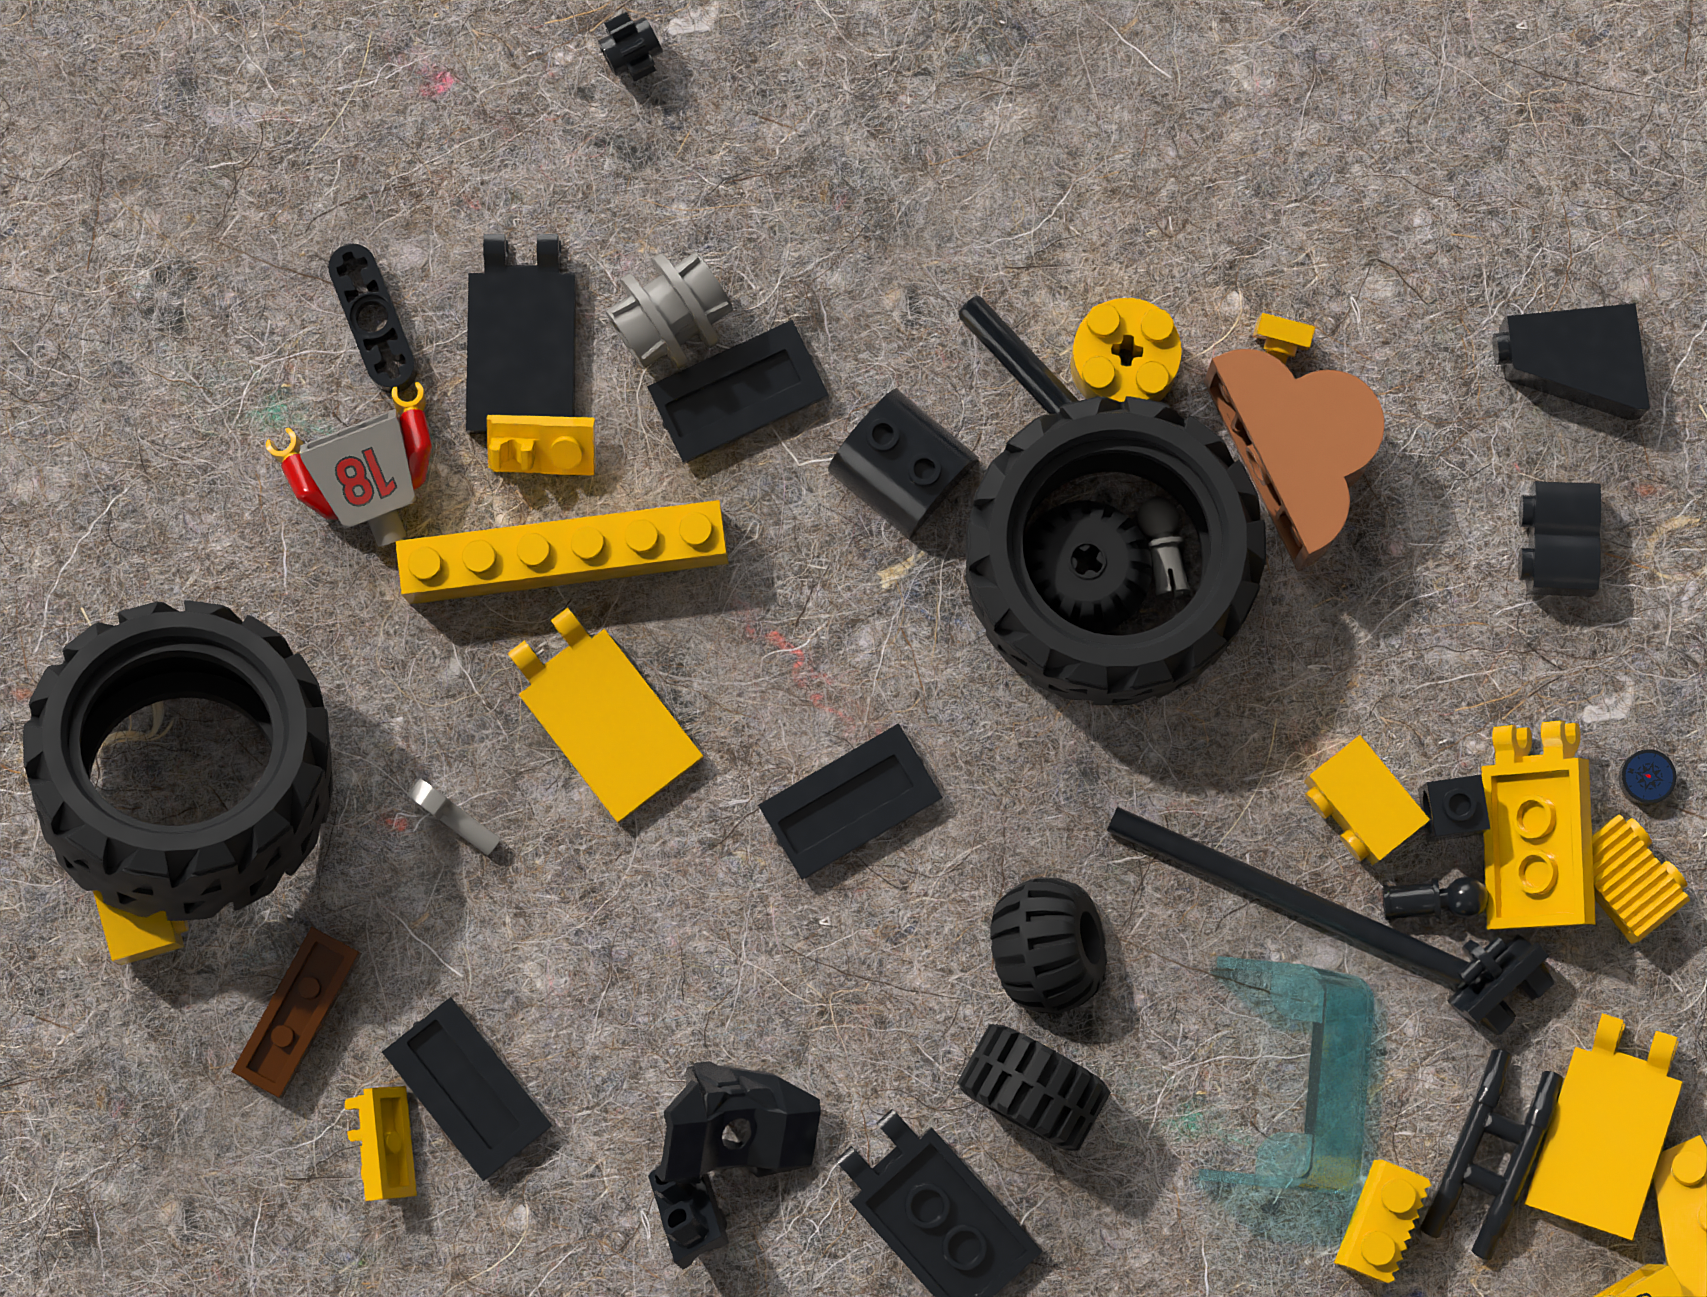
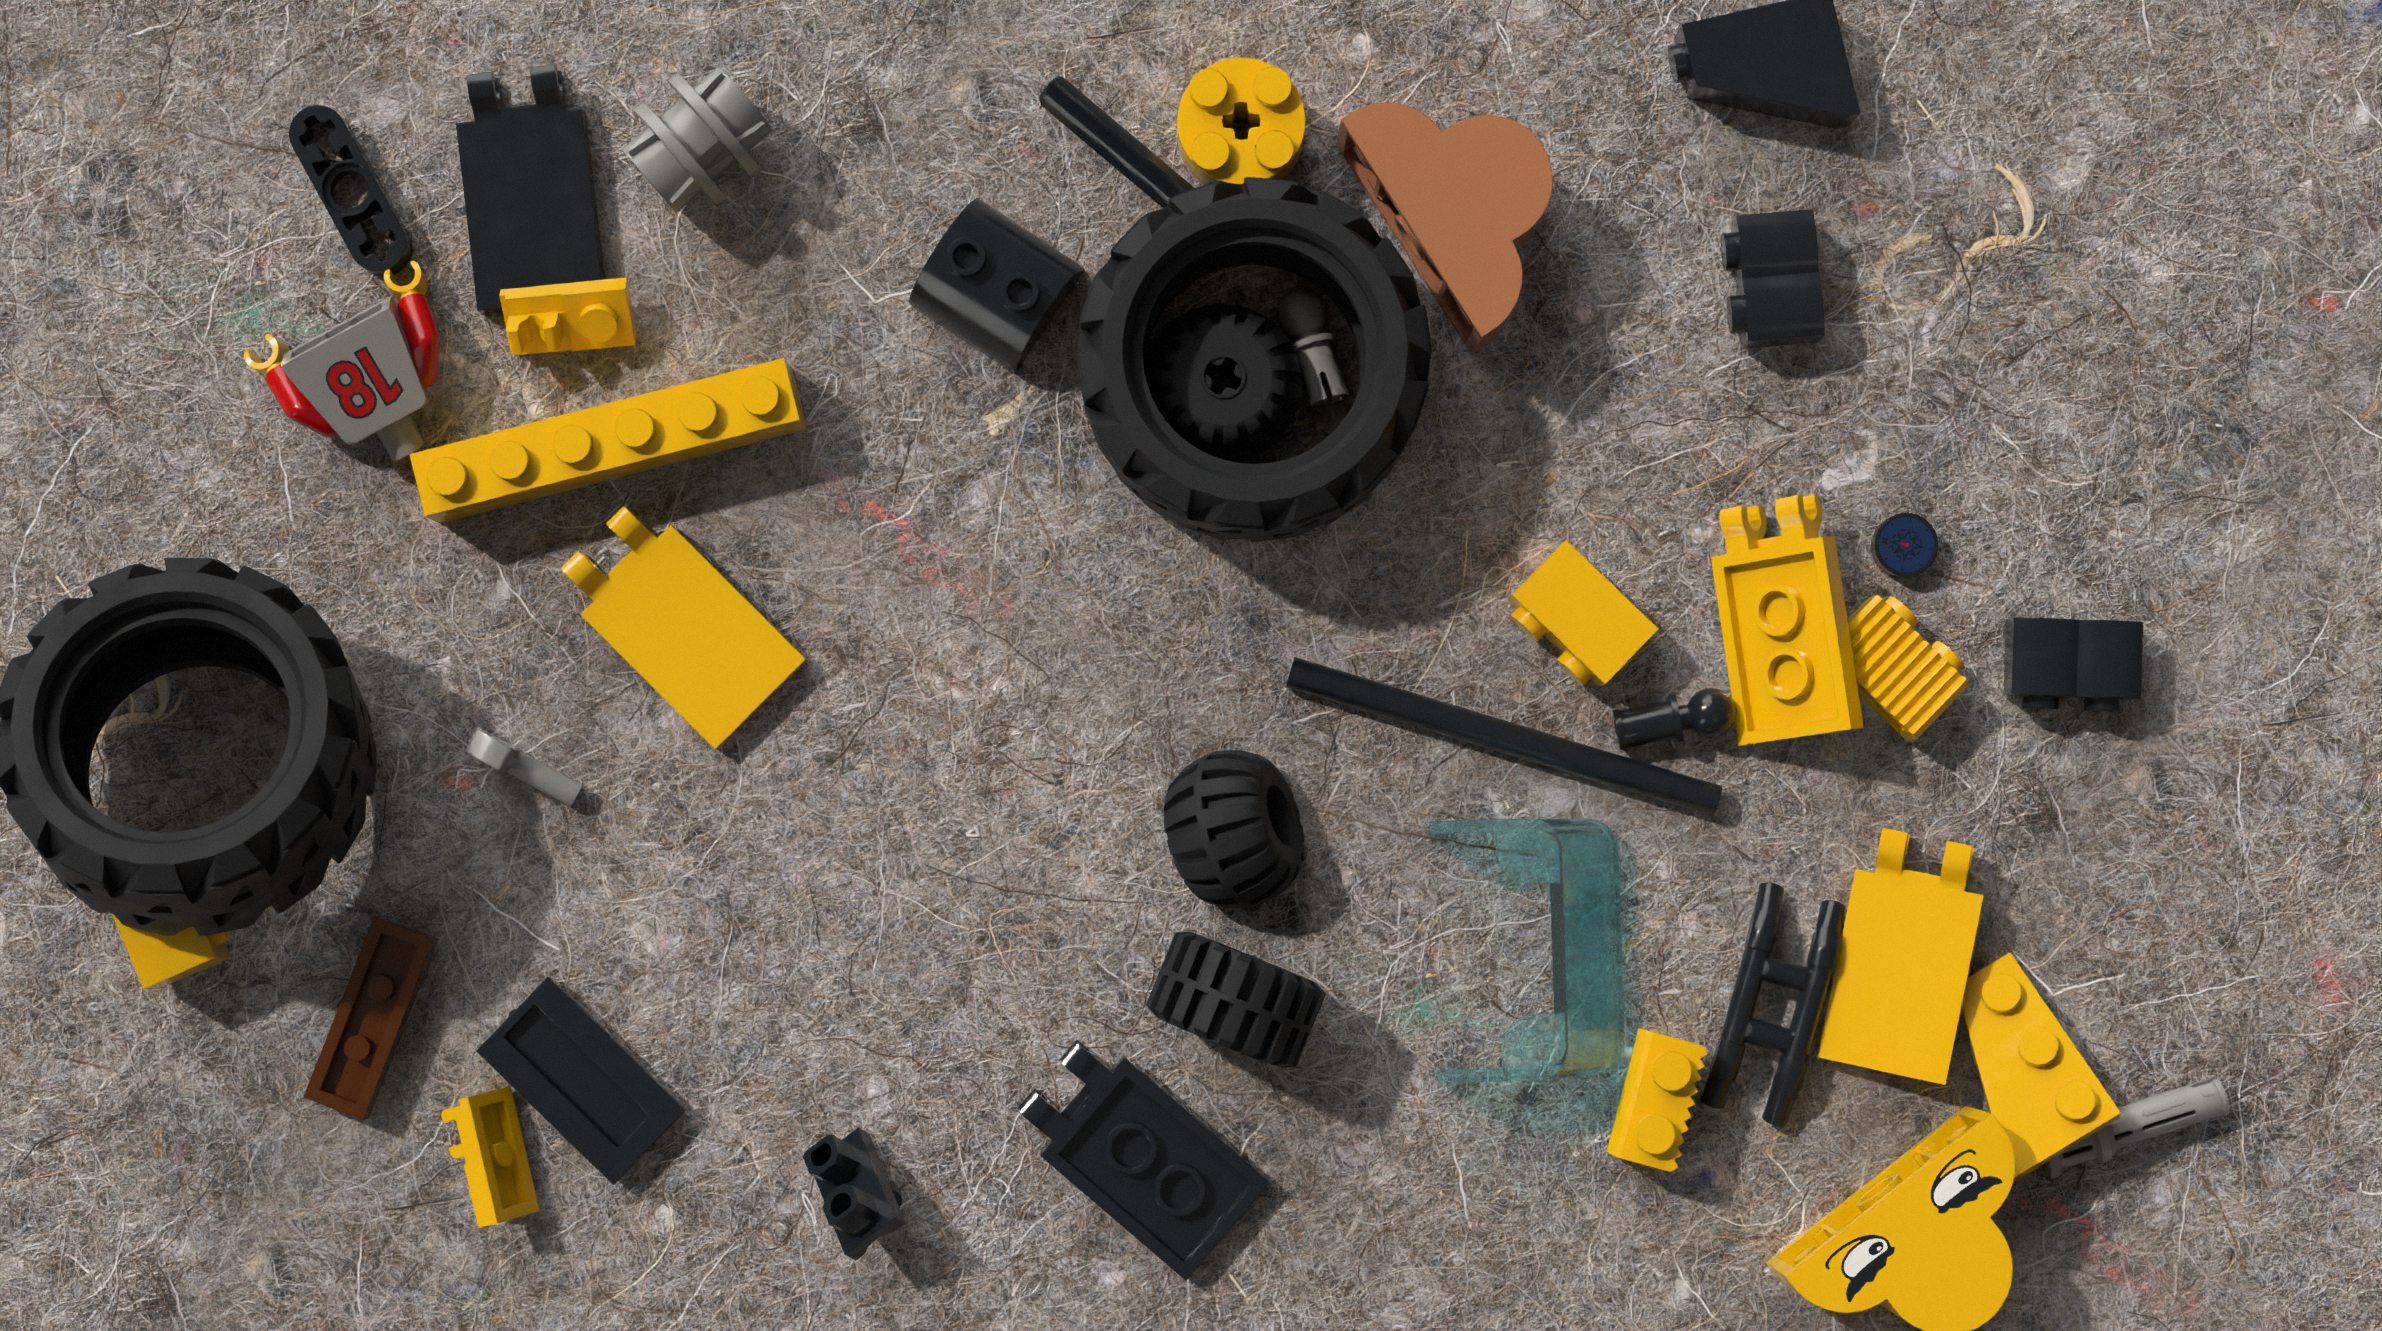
camera: 10 degrees left, 5 degrees up
(737, 391) = (791, 225): black piece -> none
(778, 1118) = (946, 1073): black piece -> none
(850, 801) = (983, 690): black piece -> none
(1283, 336) = (1421, 82): yellow plate -> none
(1454, 808) = (1685, 610): black brick -> none
(1494, 975) = (1753, 800): black hips -> none

